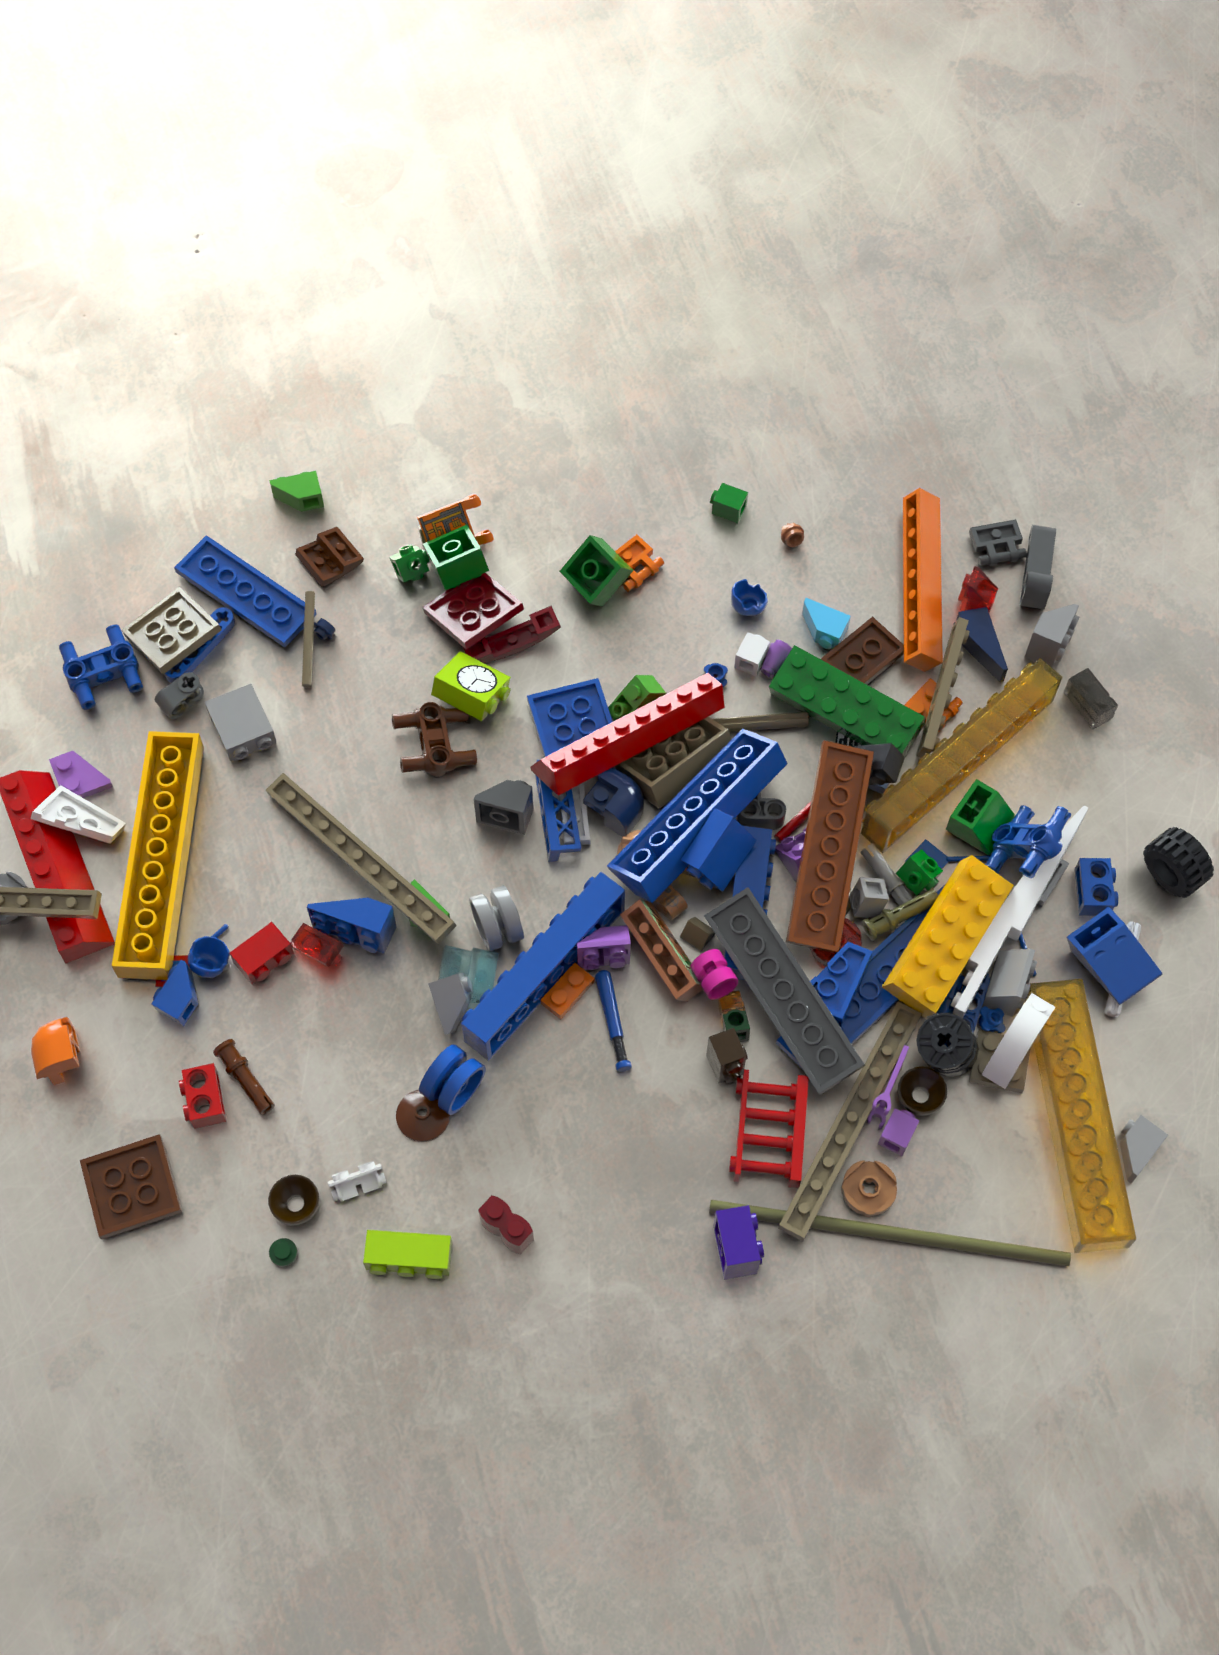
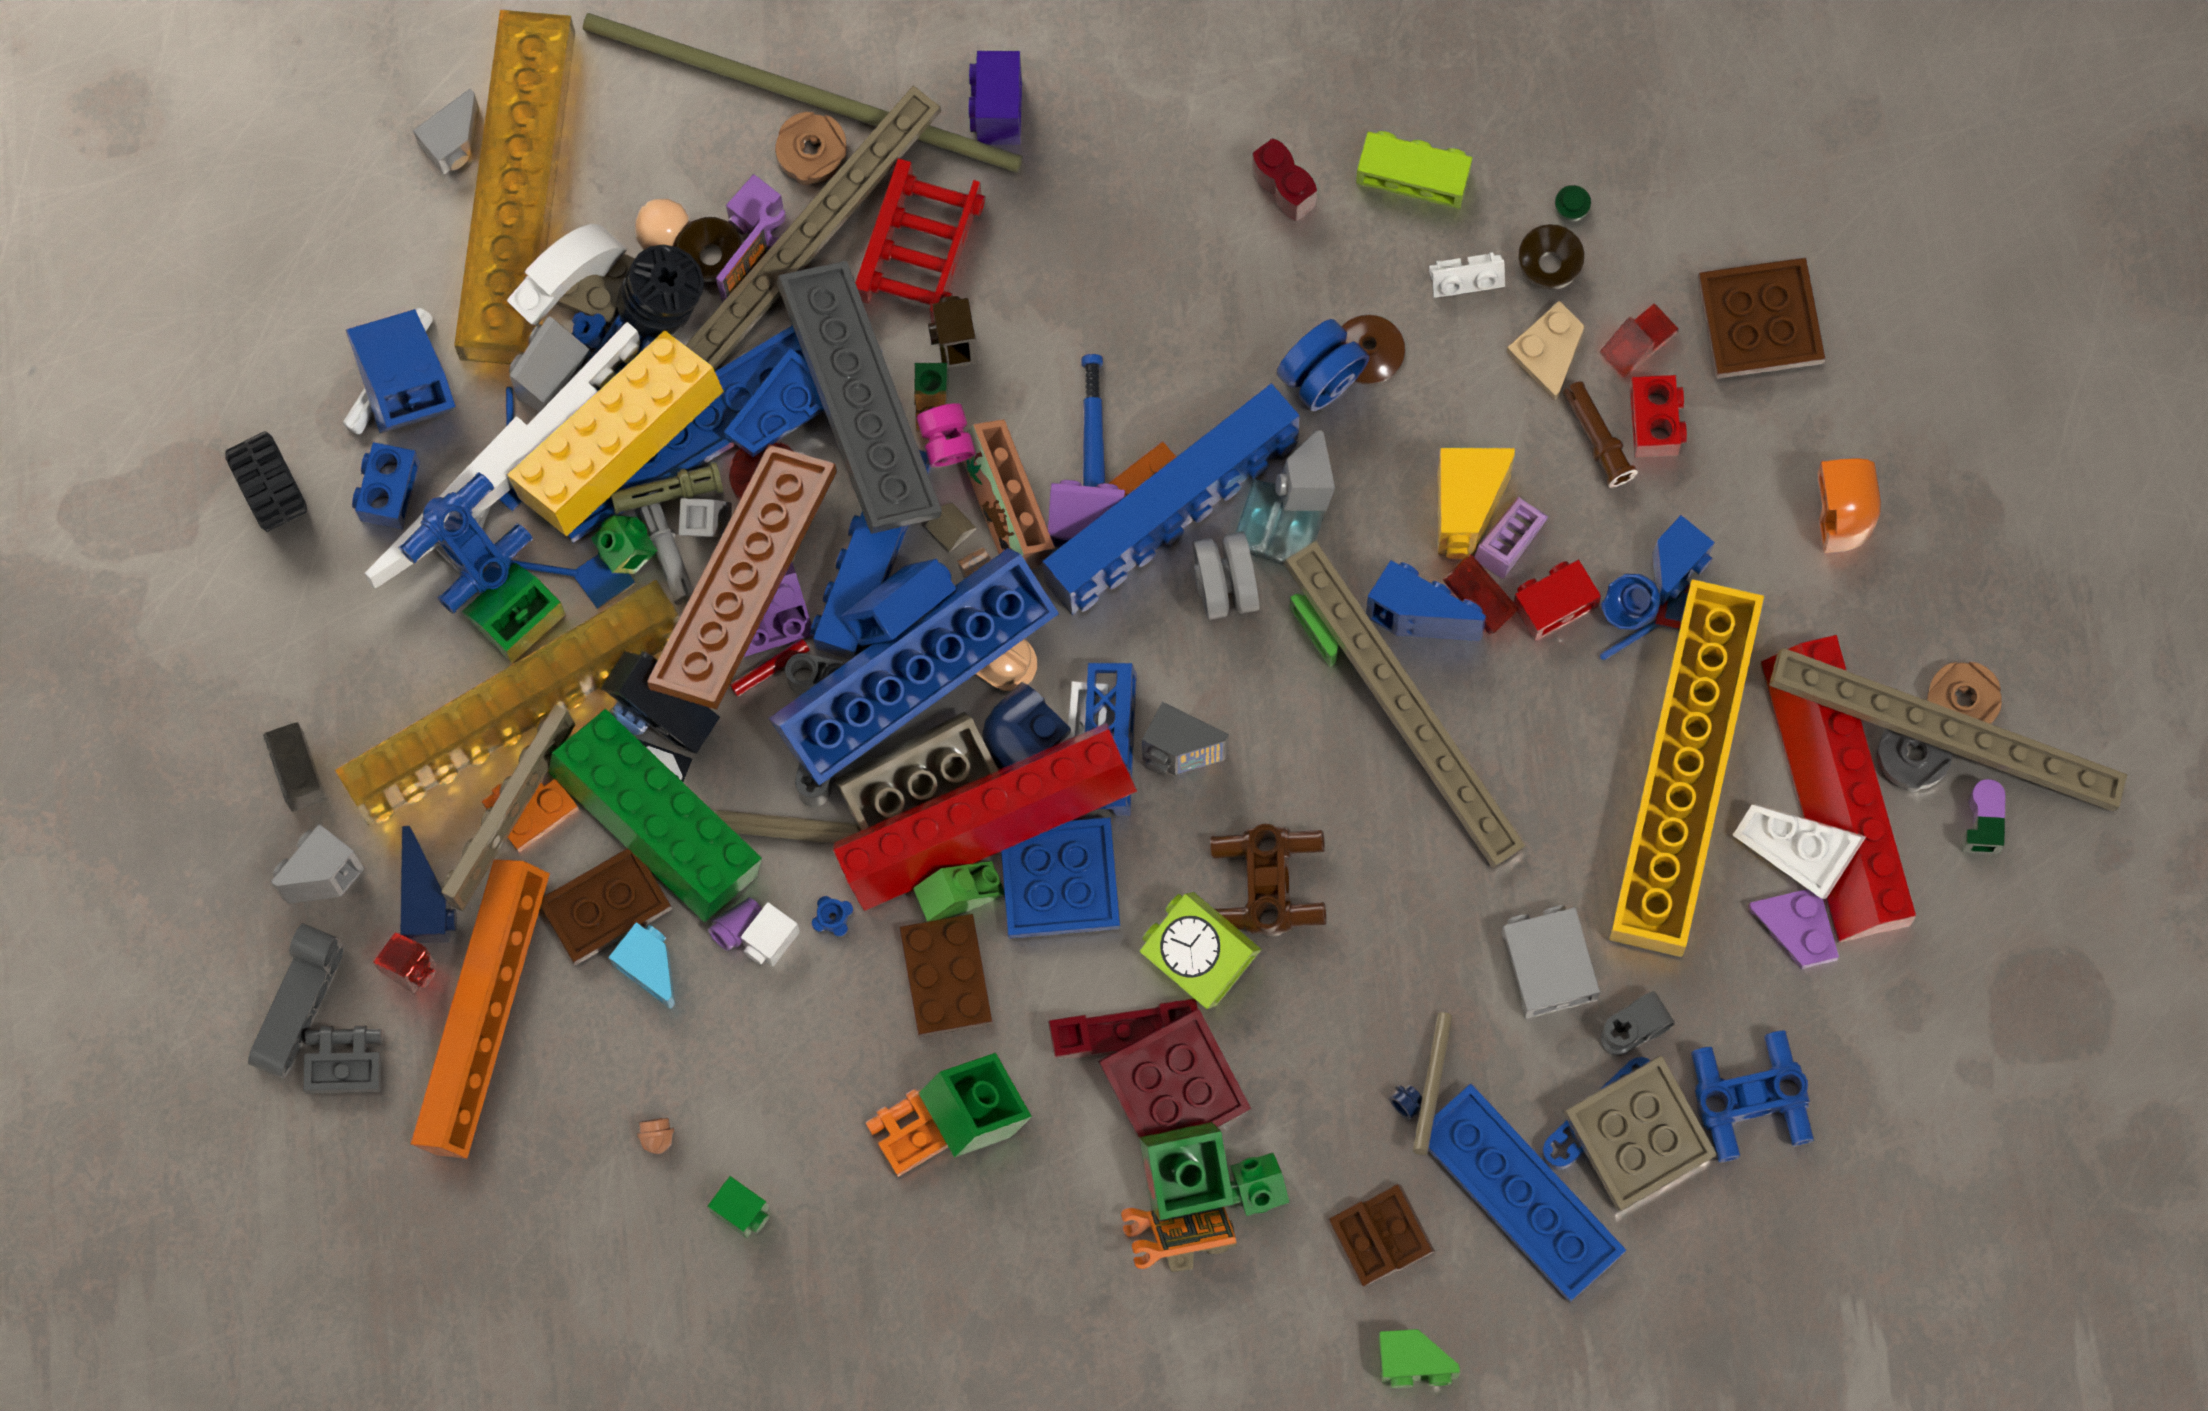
camera: 165 degrees left, 10 degrees up
(221, 1156) = (1638, 340): none -> clear red slope
(288, 1138) = (1548, 348): none -> tan wing
(308, 1000) = (1496, 555): none -> lavender slope
(331, 1005) = (1468, 494): none -> yellow slope
(633, 651) = (946, 975): none -> reddish brown plate
(748, 599) = (751, 1027): blue hair -> none
(962, 1109) = (660, 223): none -> light nougat hair

